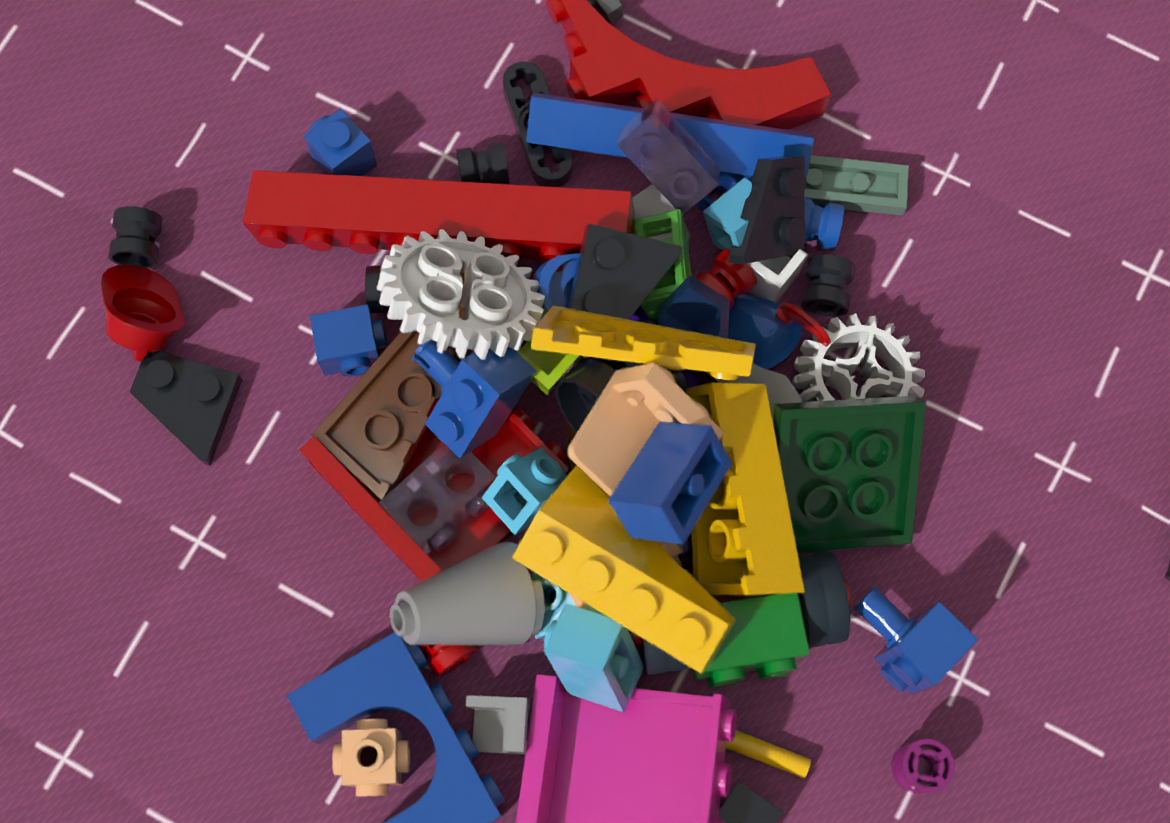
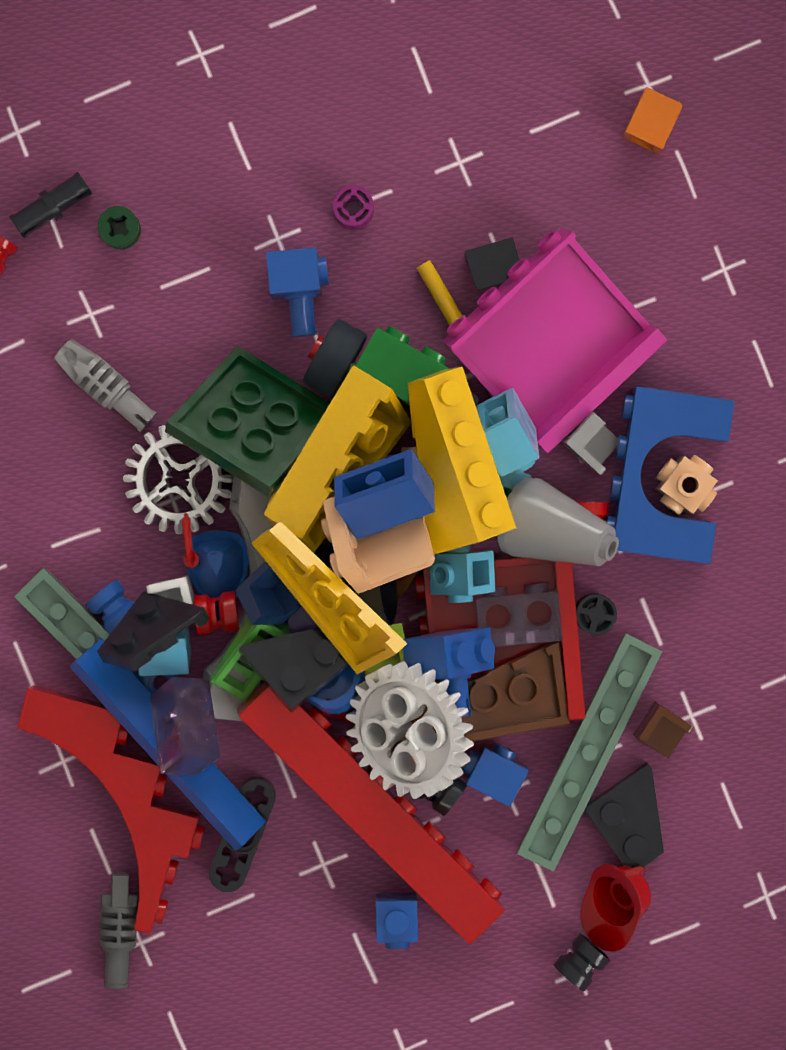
camera: 145 degrees left, 15 degrees up
(216, 503) = (662, 729): none -> reddish brown panel
(273, 432) = (589, 752): none -> sand green plate
(363, 551) = (600, 622): none -> black wheel
(483, 165) = (309, 828): black wheel -> none
(827, 286) = (143, 557): black wheel -> none
(999, 410) = (103, 383): none -> light grey hinge
(1103, 569) = (125, 232): none -> dark green wheel

